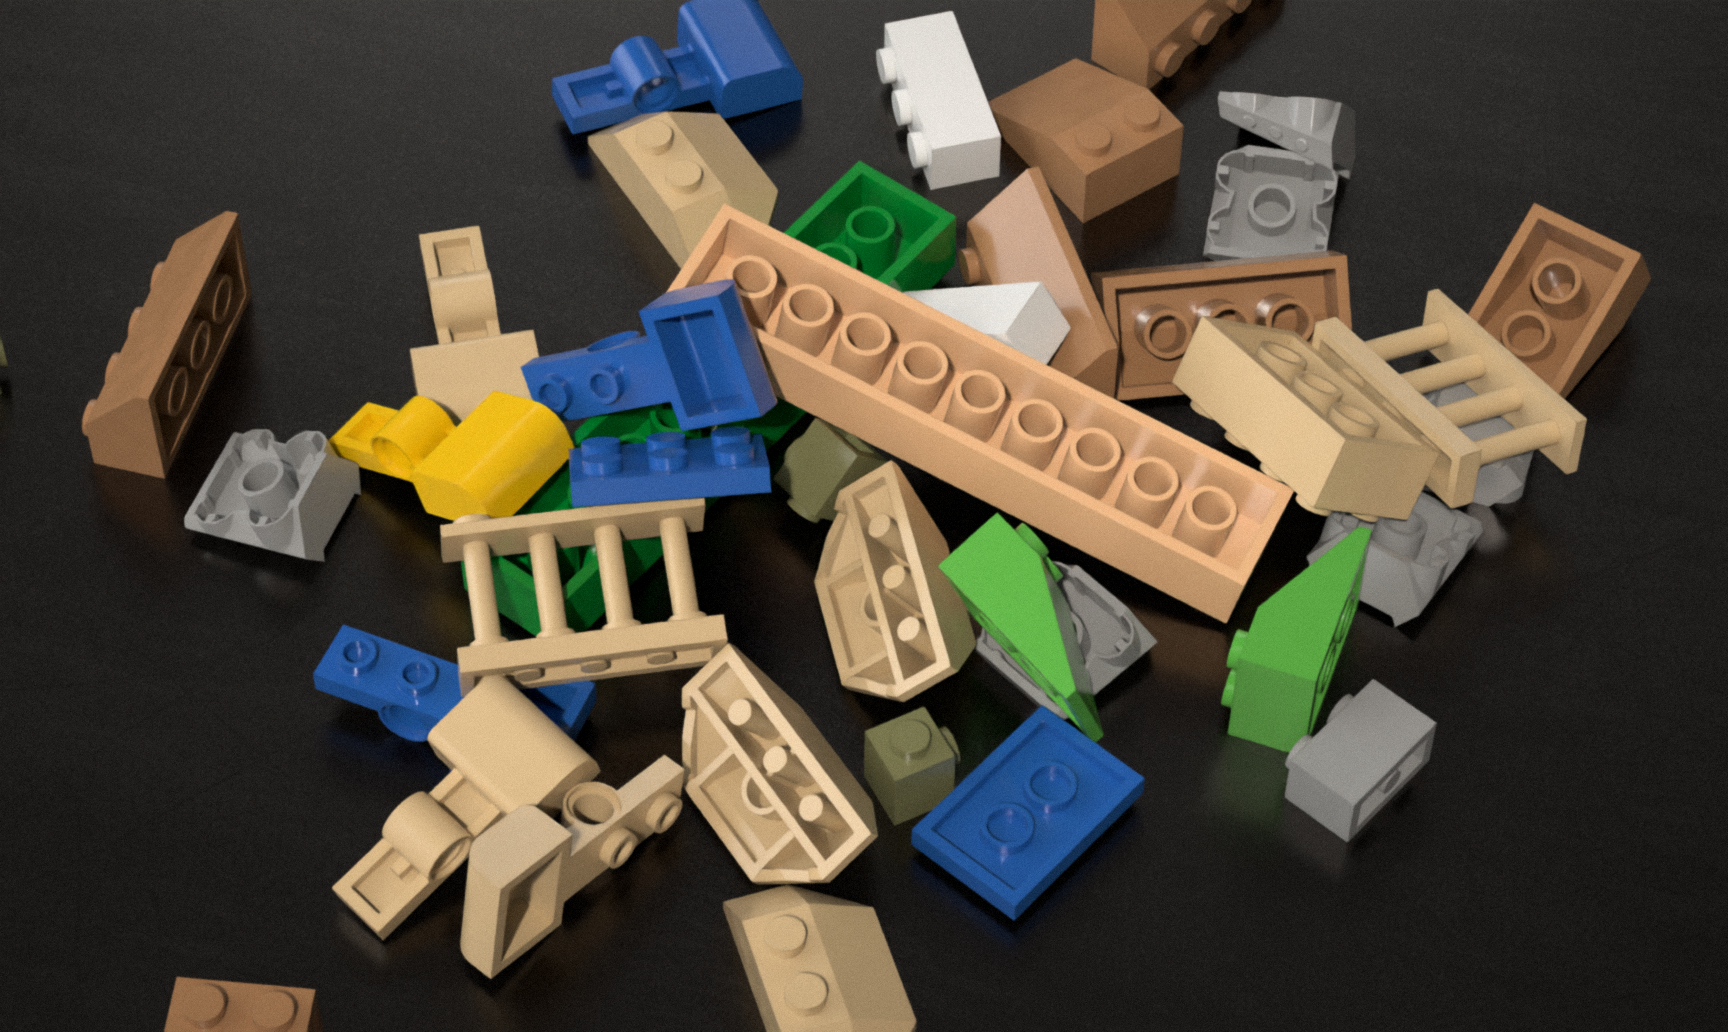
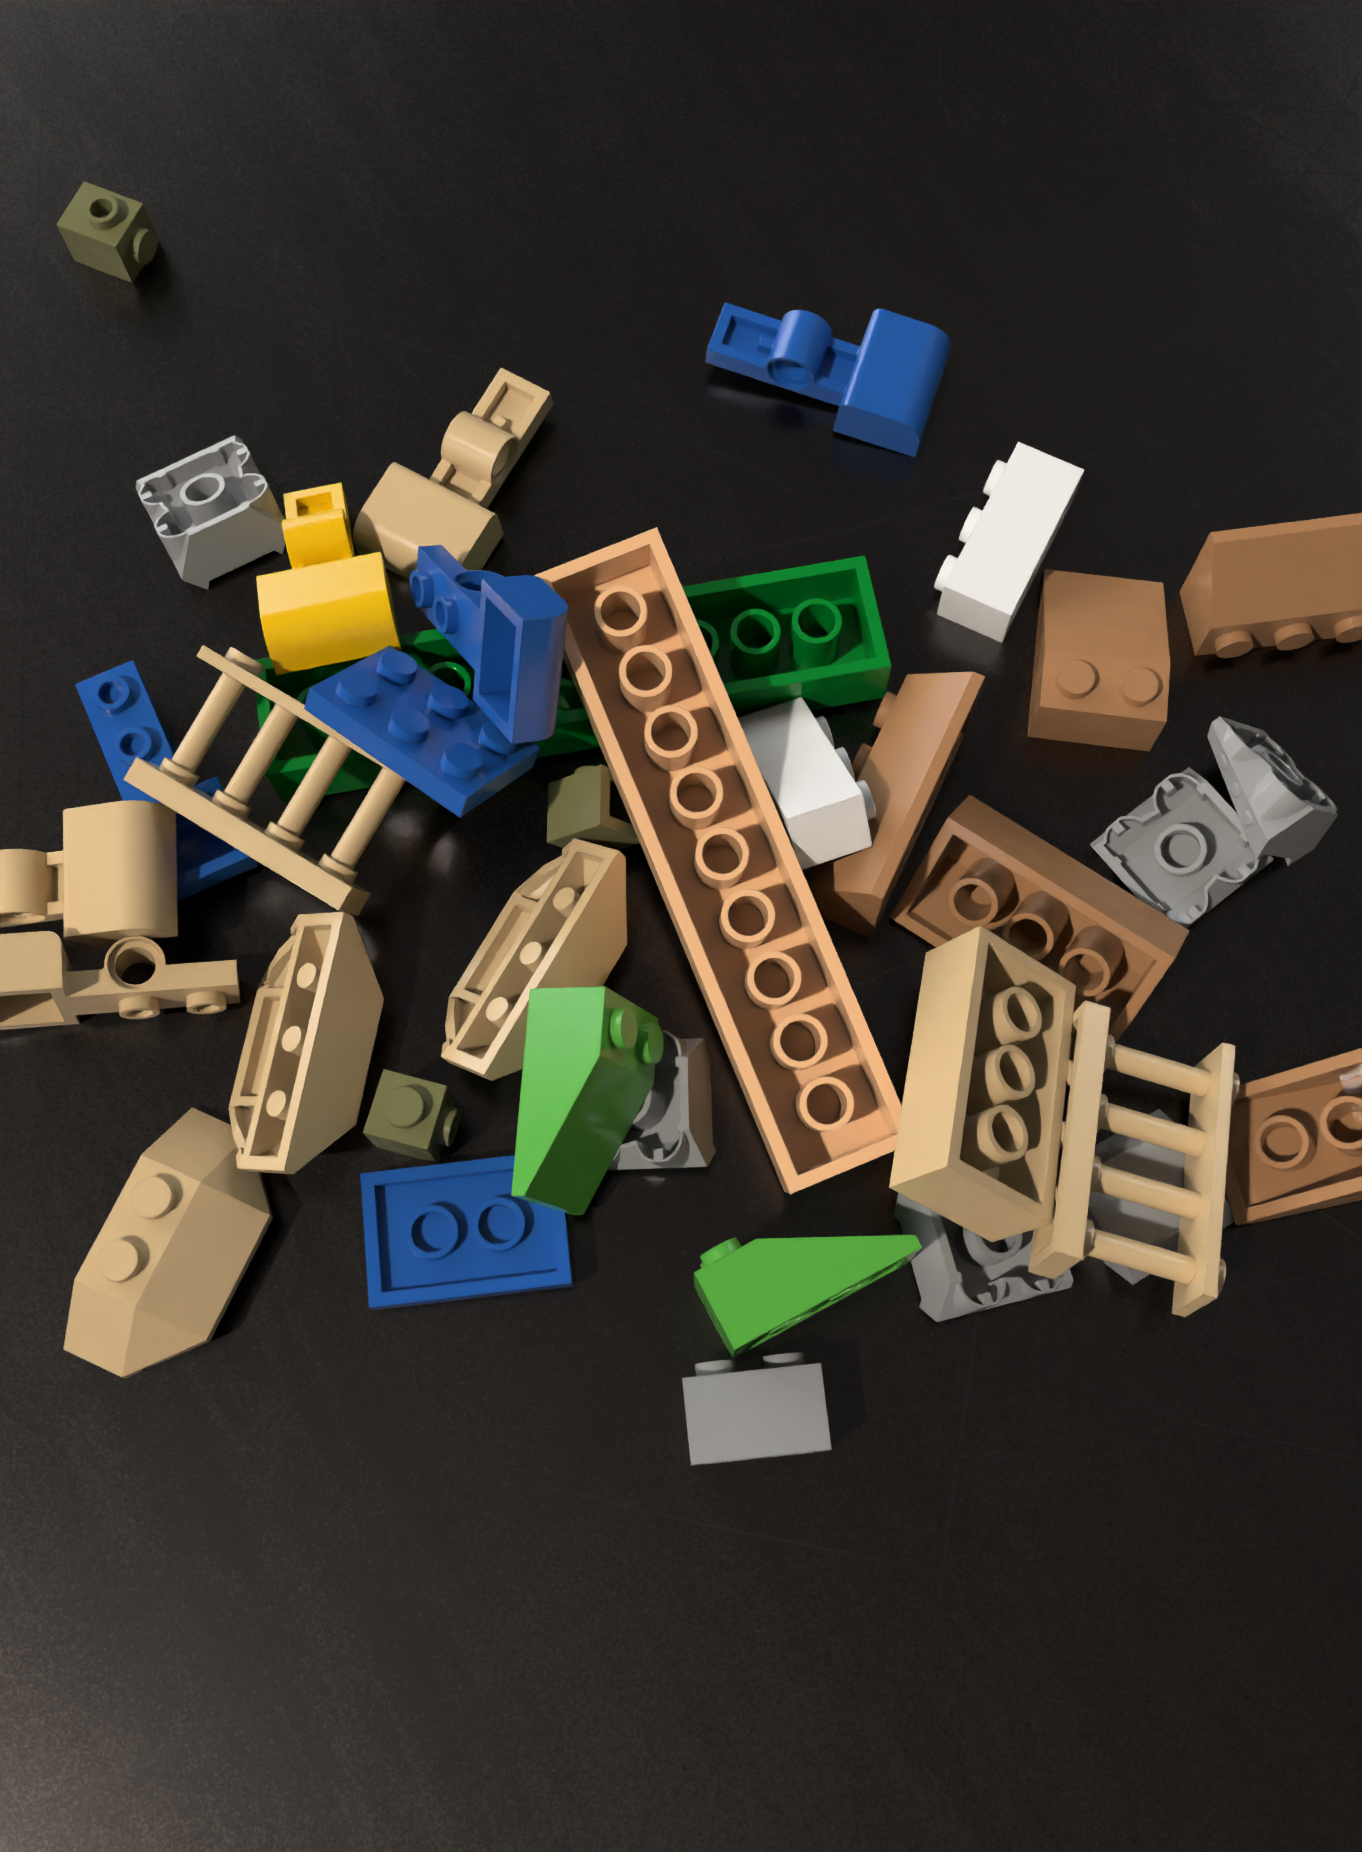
camera: 45 degrees right, 20 degrees up
(171, 350) = (247, 338): medium nougat slope -> none
(682, 173) = (745, 479): tan wedge -> none

